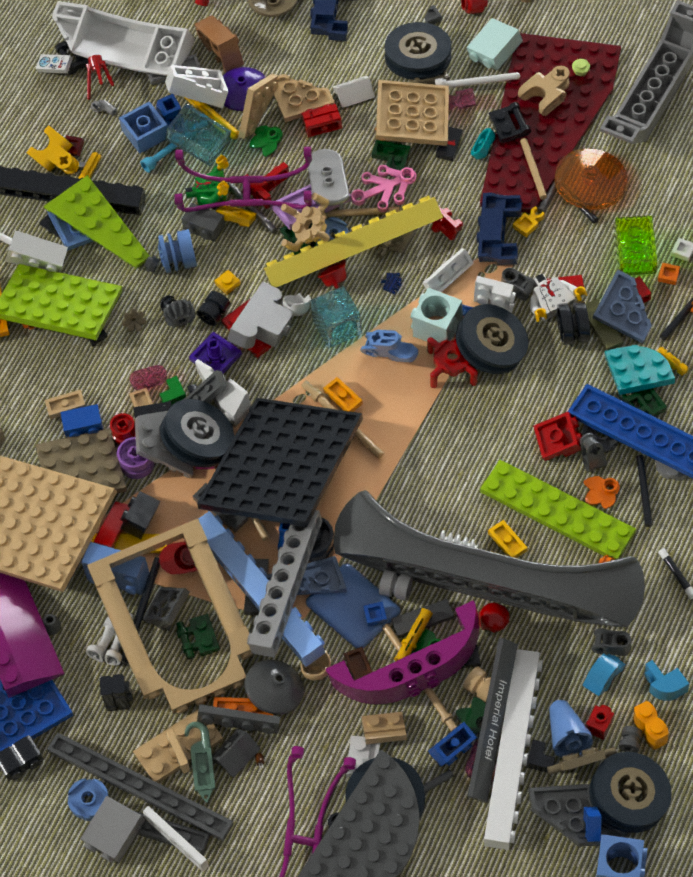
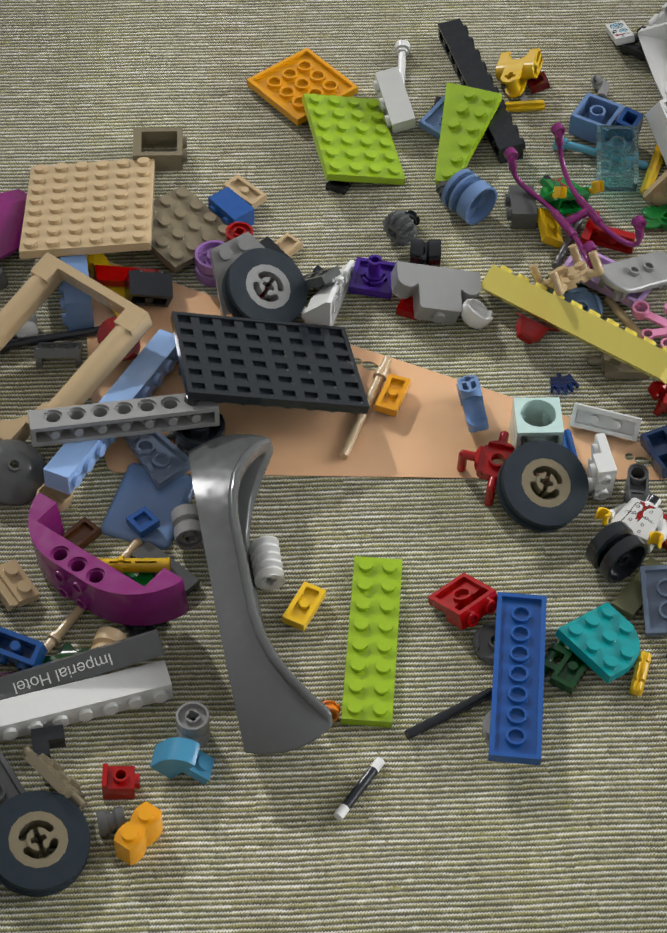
camera: 55 degrees right, 10 degrees down
(96, 64) = (637, 56): red plant -> none
(134, 320) = (372, 201): dark tan plant -> none
(148, 376) = (314, 238): clear pink plate -> none
(175, 392) = (307, 264): green piece -> none
(203, 633) = (44, 394): dark green plate -> none
(227, 282) = (467, 255): yellow plate -> none
(336, 317) = (479, 346): clear light blue brick -> none
(493, 617) = (200, 631): red hair -> none
(568, 730) = (87, 750): medium blue cone -> none
(578, 654) = (193, 722): none -> light grey wheel
(592, 452) = (461, 637): dark grey piece -> none
(599, 492) = (418, 671): orange plate -> none
(610, 642) = (227, 752): dark grey piece -> none
(666, 686) = (201, 832): dark azure brick -> none

